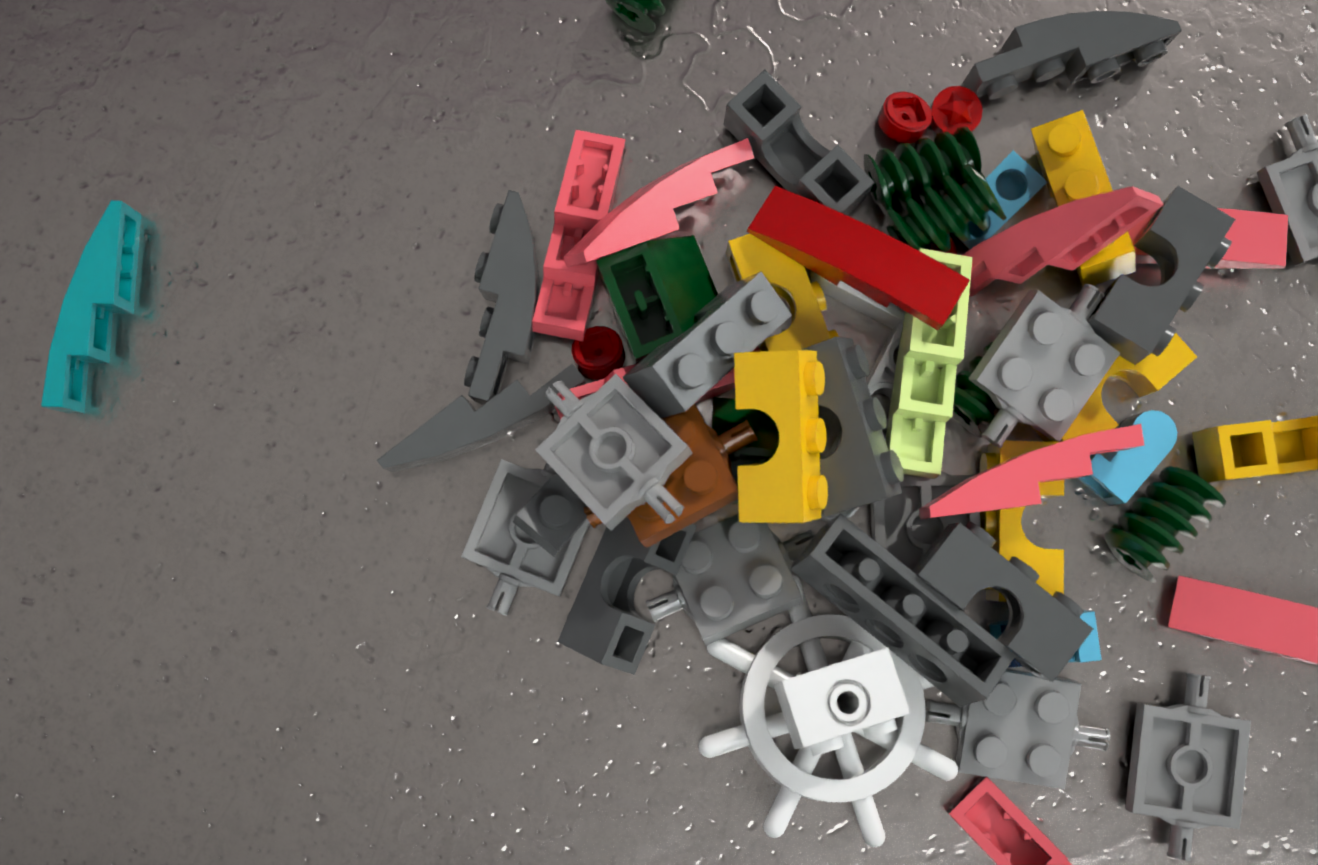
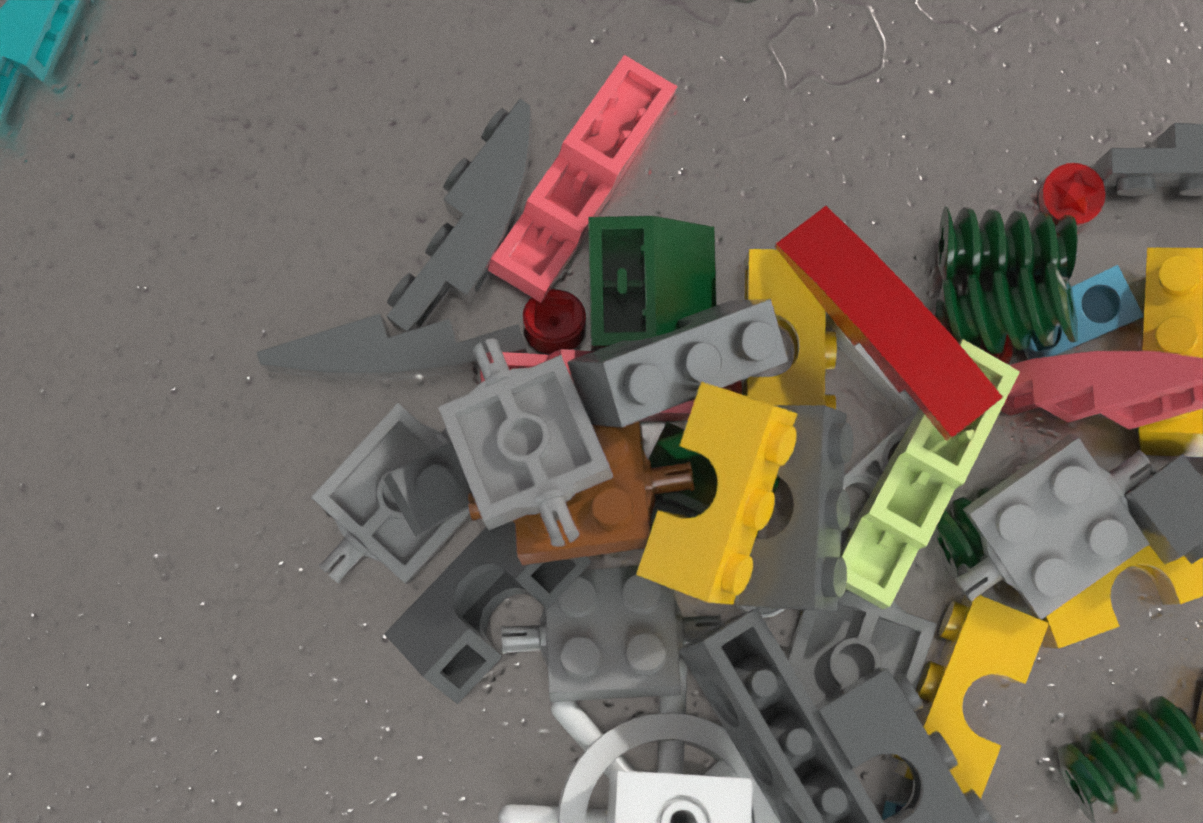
camera: 20 degrees right, 0 degrees up
(650, 209) = (672, 180): coral slope -> none
(789, 152) = (852, 148): dark grey arch -> none
(905, 117) = (1010, 179): red tile -> none
(1017, 479) = (971, 645): coral slope -> none
(1122, 472) = (1139, 662): medium azure leg -> none

